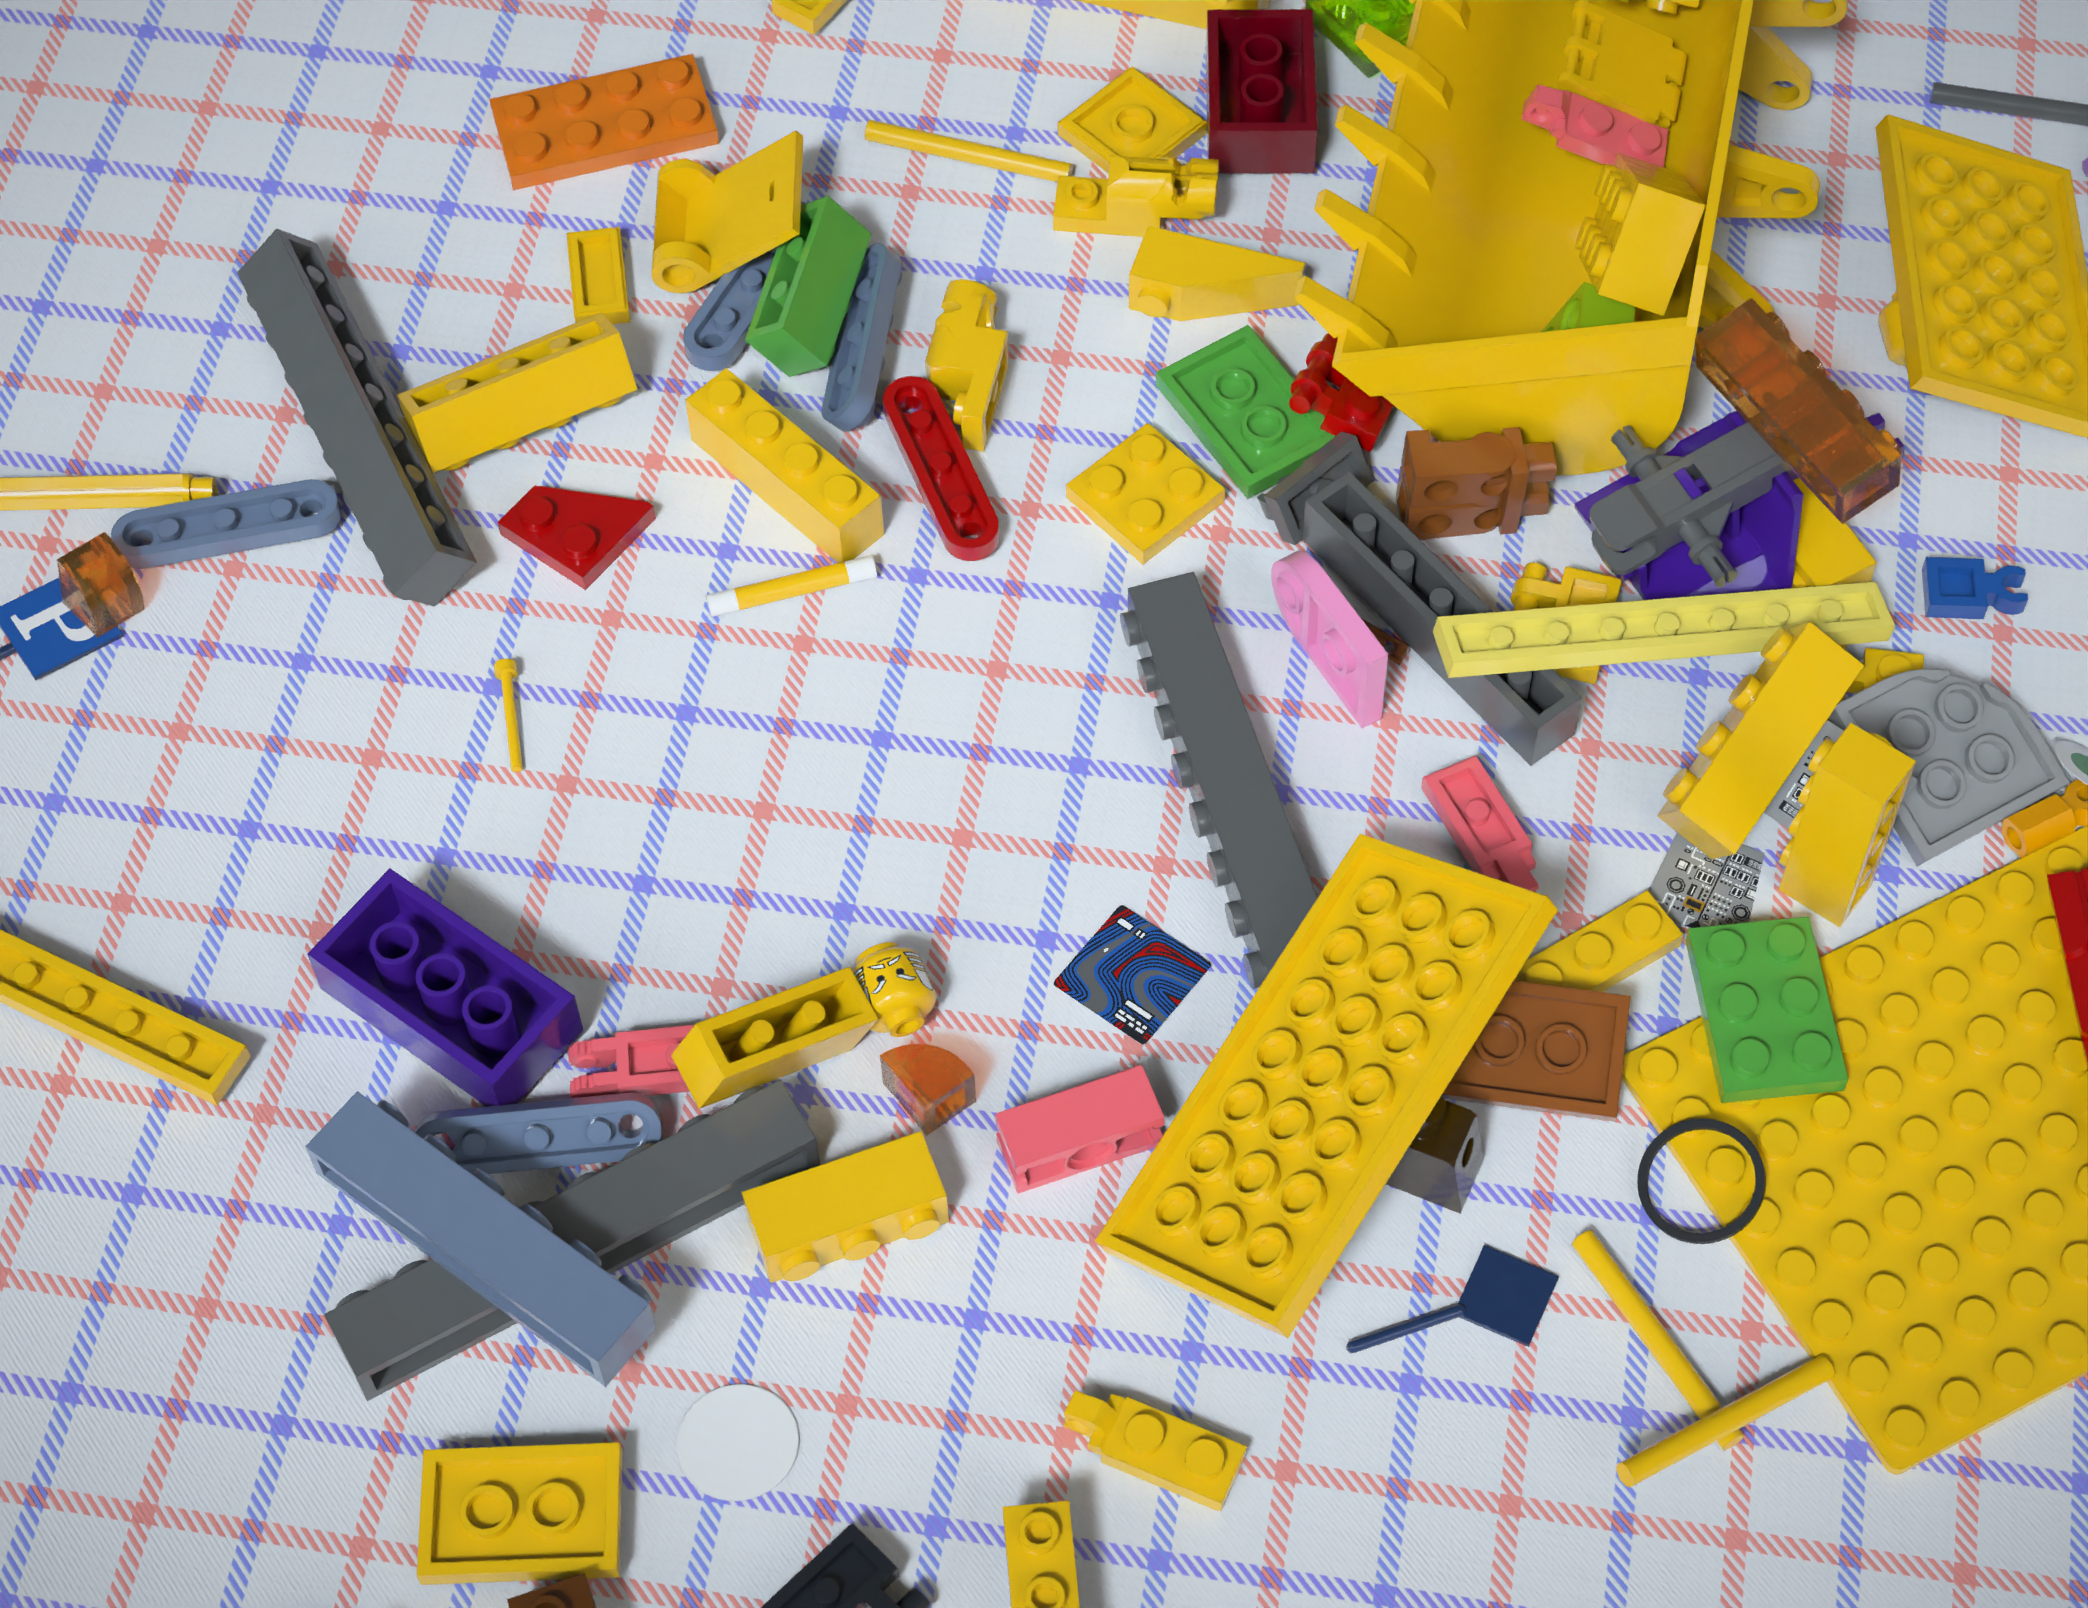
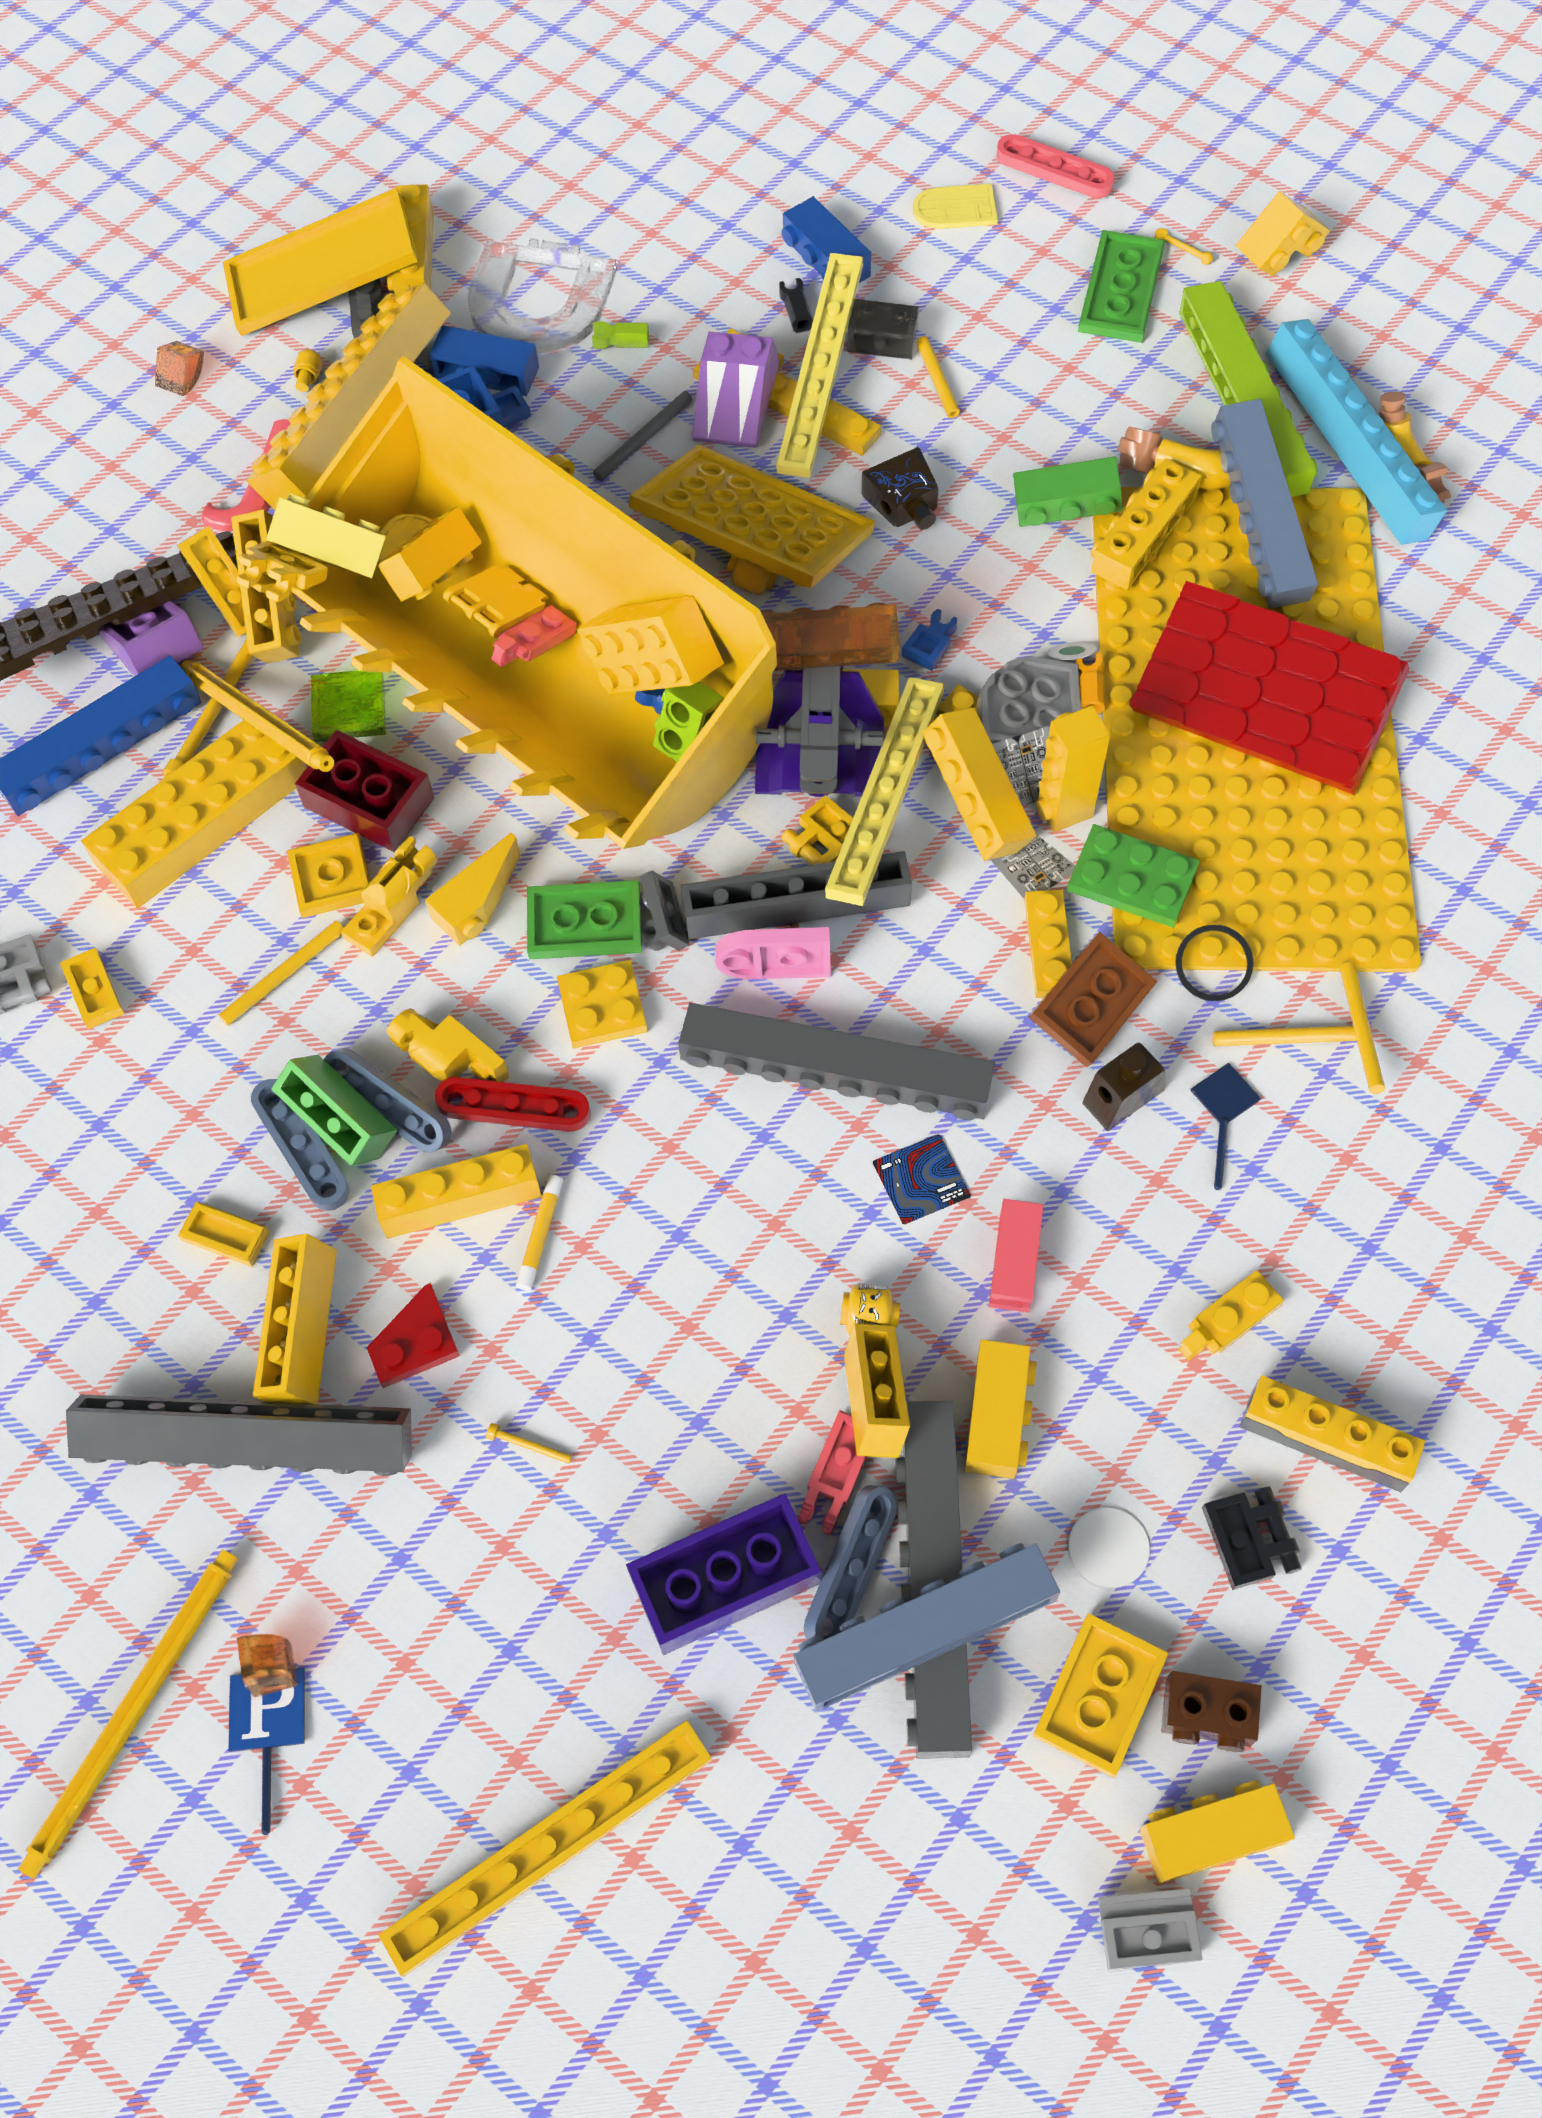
camera: 60 degrees left, 5 degrees up
(227, 523) = (265, 1557): sand blue plate -> none
(603, 121) = (99, 1172): orange plate -> none
(724, 219) = (242, 1129): yellow door -> none
(928, 1083) = (941, 1323): clear orange brick -> none
(1325, 1081) = (1083, 1104): yellow plate -> none
(1344, 409) = (616, 863): red plate -> none
(1472, 483) = (716, 844): dark orange hips -> none
(1481, 823) = (940, 949): coral hinge -> none

